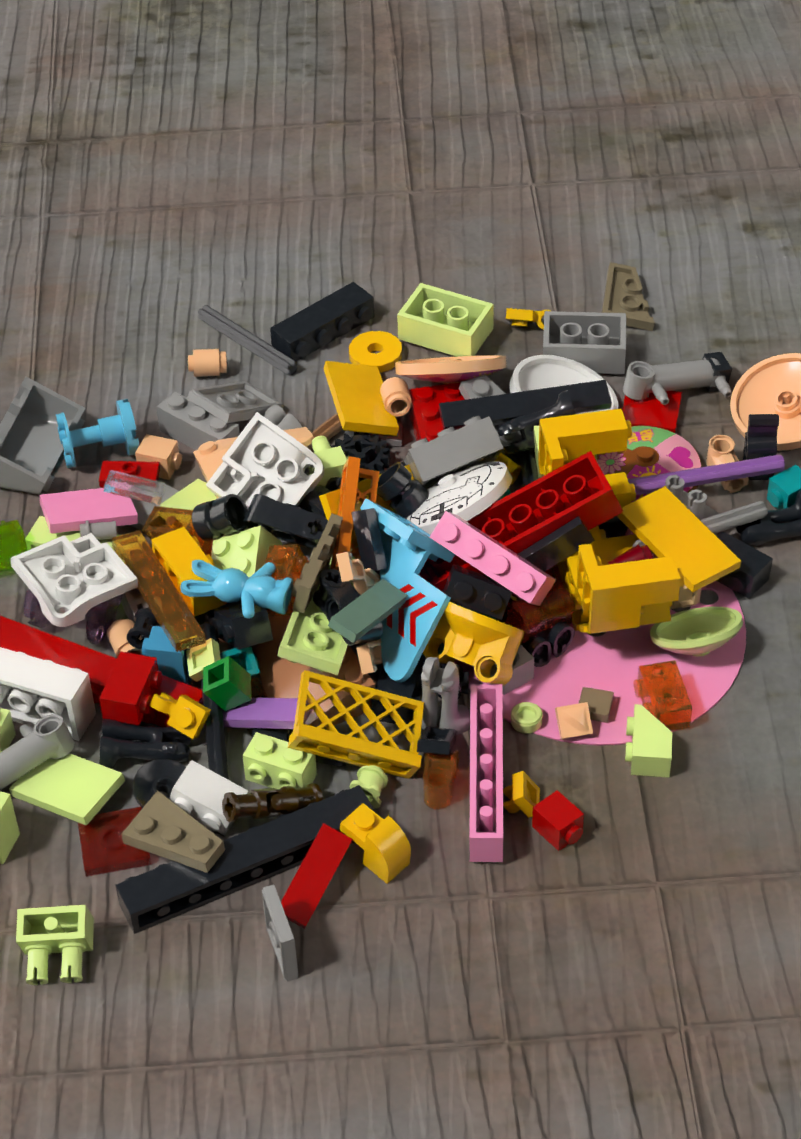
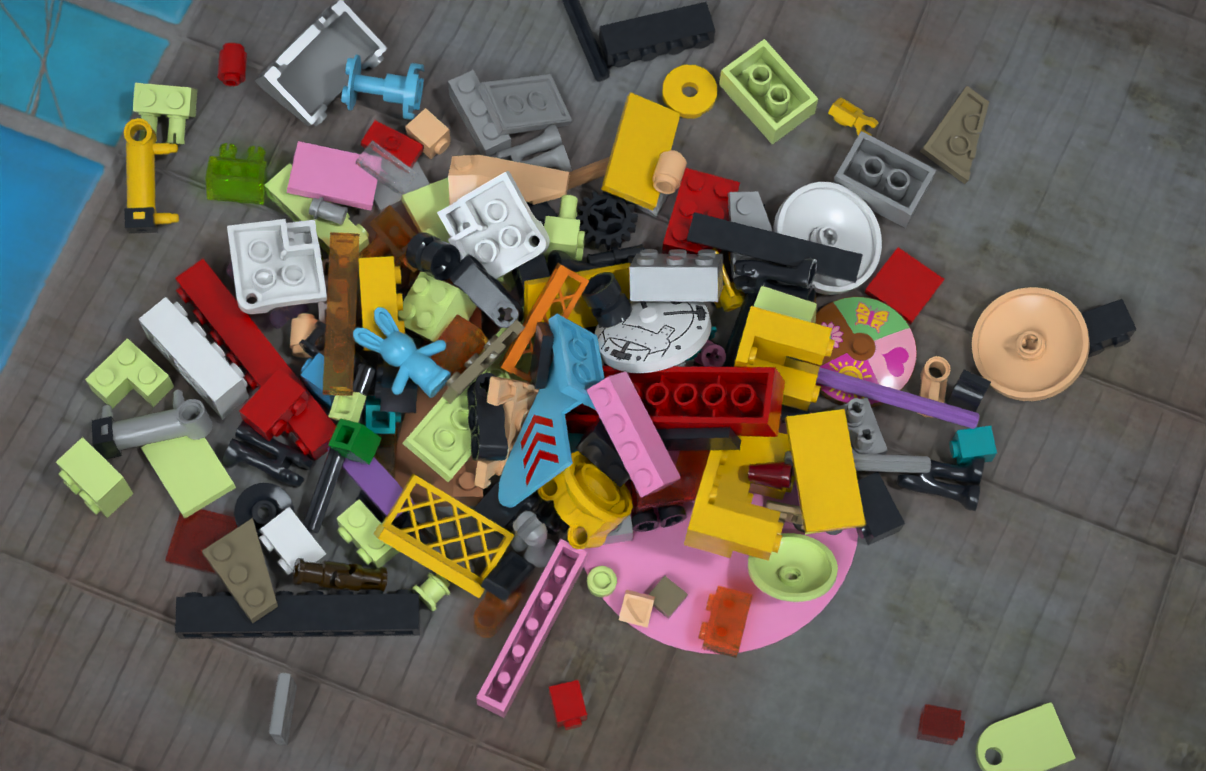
camera: 20 degrees right, 25 degrees up
(54, 931) = (108, 614): yellowish green brick -> none
(185, 714) = (308, 450): yellow plate -> none
(207, 362) = (527, 36): light nougat brick -> none
(314, 875) = (339, 663): red tile -> none
(367, 610) = (497, 438): sand green tile -> none
(382, 840) = (405, 655): yellow brick -> none
(450, 369) = (737, 158): light nougat dish -> none
(523, 794) = (554, 664): yellow tile -> none
(650, 745) = (686, 666): yellowish green slope -> none
(709, 372) = (981, 270): light grey piece -> none

